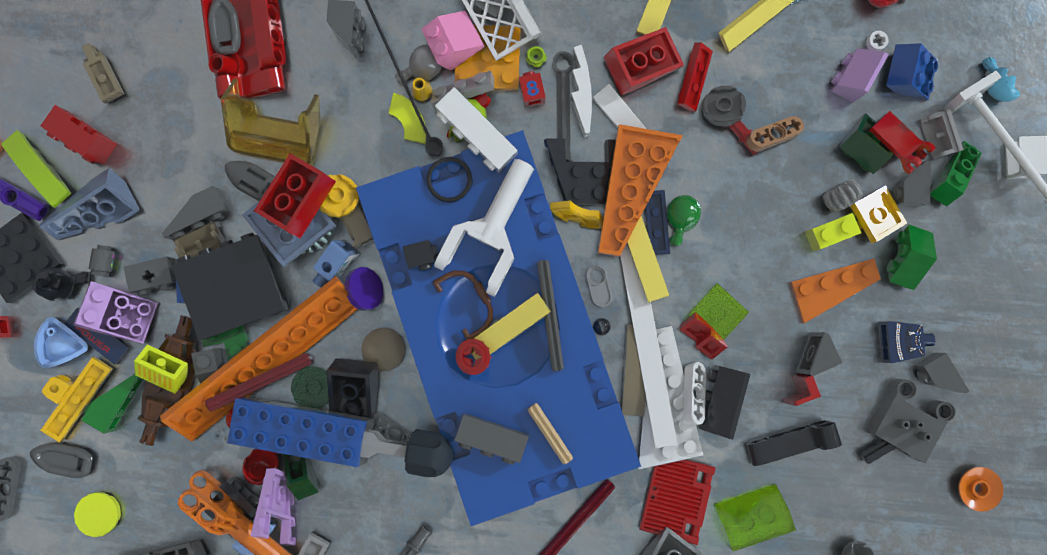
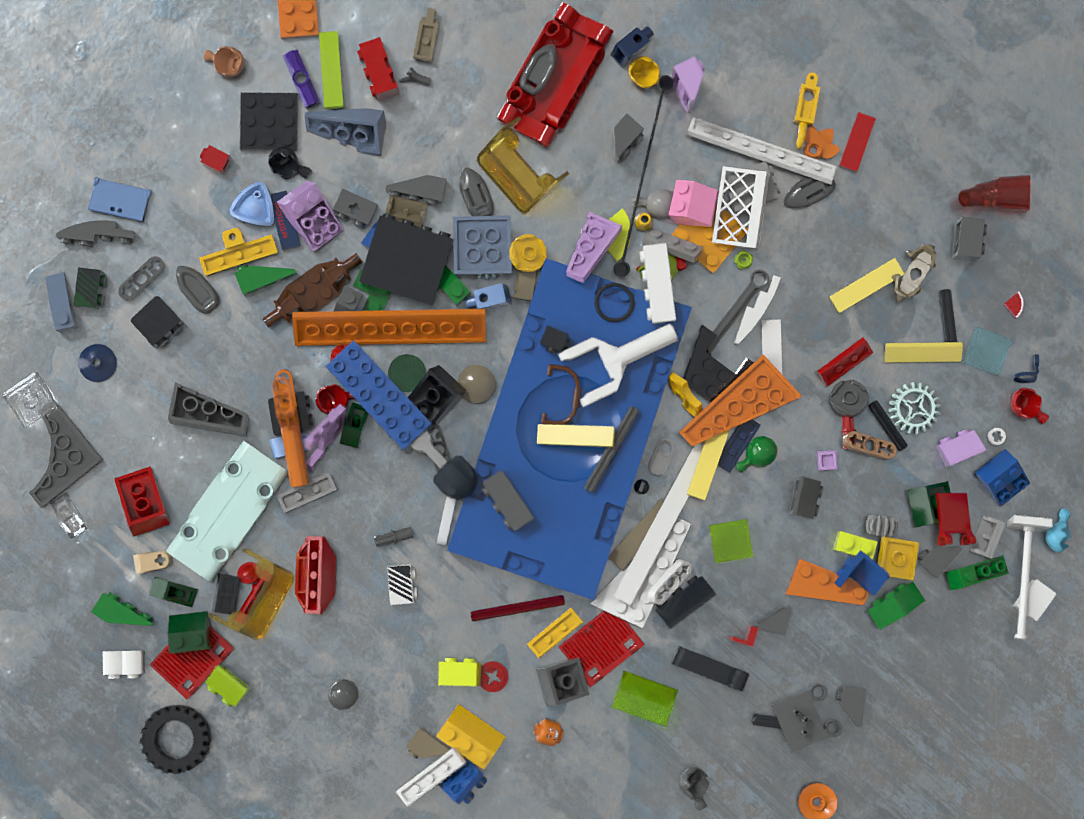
camera: 35 degrees right, 0 degrees up
(47, 519) = (156, 322): none -> black bracket
(97, 514) = (192, 345): neon yellow tile -> none
(101, 261) = (328, 170): dark grey brick -> none
(118, 118) = (414, 76): none -> dark grey bar
(161, 369) = (317, 280): neon yellow brick -> none
(258, 382) = (374, 340): dark red axle -> none
(294, 278) = (453, 287): none -> green slope
(295, 196) = (501, 234): red brick -> none
(364, 288) = (496, 331): dark purple tile -> none
(390, 145) = (594, 242): none -> lavender wing
(451, 497) = (446, 521): none -> white beam
(465, 363) = (528, 438): red gear -> none
(532, 88) = (722, 281): red brick -> none
(550, 433) = (549, 526): tan axle -> none
(626, 519) = (555, 633): none -> yellow tile
(643, 60) = (817, 322): red slope -> none
(704, 335) = (709, 550): red slope -> none
(746, 176) = (827, 460): none -> lavender tile
(755, 224) = (805, 498): none -> dark grey slope
(775, 104) = (887, 425): none -> black axle
(788, 55) = (906, 403): none -> light aqua gear
(863, 249) = (864, 572): none -> blue bracket
(903, 341) = (845, 660): dark blue torso -> none

